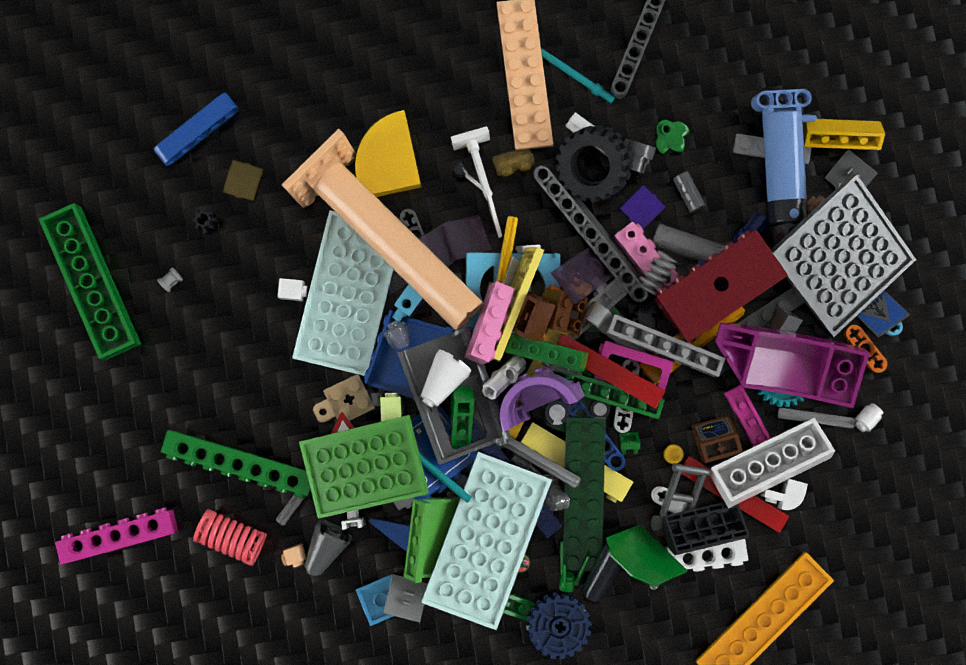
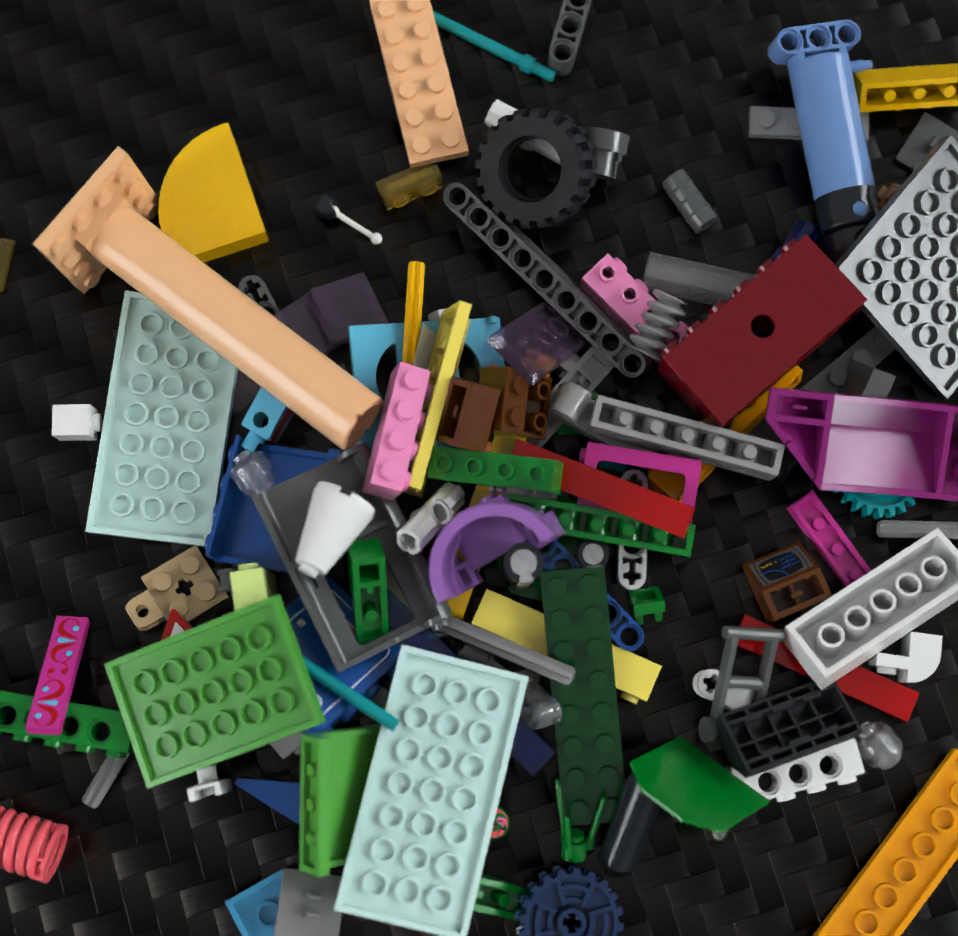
camera: 15 degrees left, 5 degrees down
(269, 444) = (58, 675): none -> dark pink tile
(294, 555) = (117, 857): light nougat plate -> none
(325, 546) = (167, 834): dark grey cone -> none
(471, 140) = (339, 159): white piece -> none
(642, 207) = (620, 233): dark purple piece -> none
(673, 138) = (654, 122): green plate -> none
(673, 454) = (719, 614): yellow tile -> none
(759, 544) = (879, 745): none -> clear head

